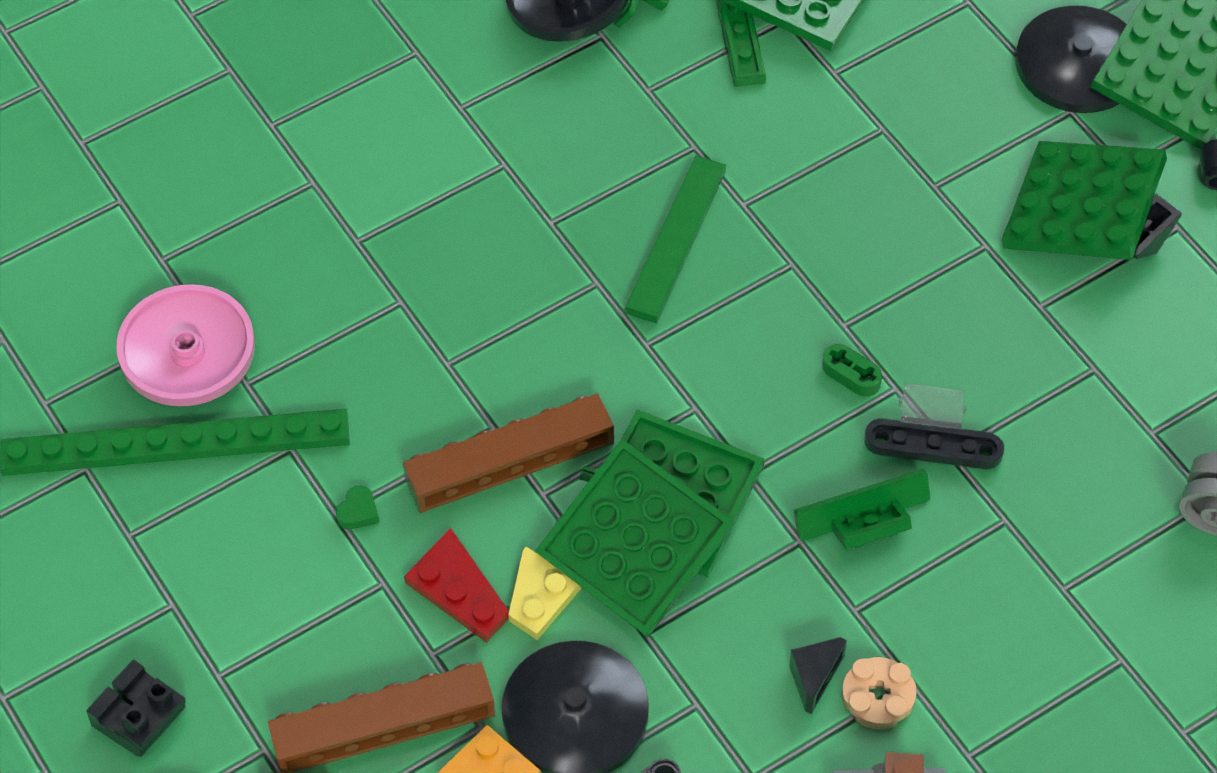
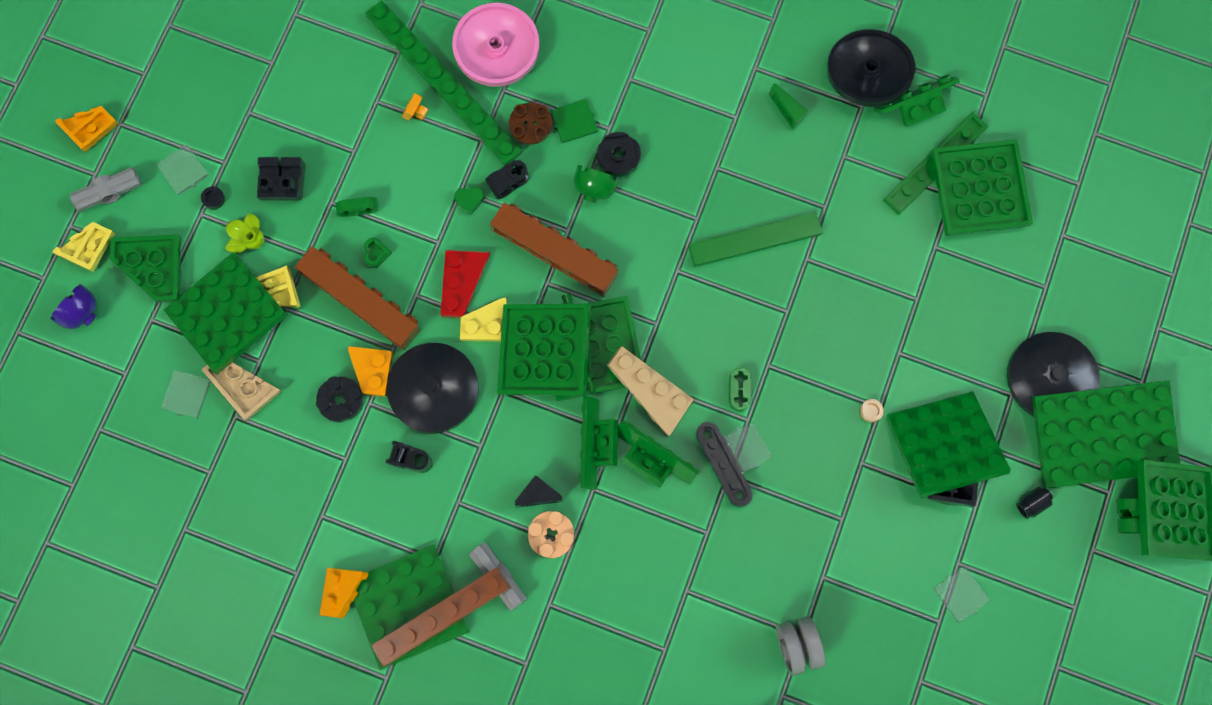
camera: 50 degrees right, 20 degrees up
(182, 492) = (414, 108): none -> light orange tile
(255, 642) = (356, 206): none -> green beam
(313, 362) = (530, 113): none -> reddish brown plate
(334, 662) = (376, 252): none -> green tile
(357, 332) = (574, 121): none -> green piece
(371, 446) = (506, 180): none -> black piece
(448, 325) = (624, 143): none -> black plate
(463, 351) = (594, 184): none -> green cylinder
(541, 100) = (788, 106): none -> green slope
(779, 456) = (650, 389): none -> tan wing
(804, 558) = (598, 443): none -> green bracket
(984, 255) = (871, 410): none -> tan tile

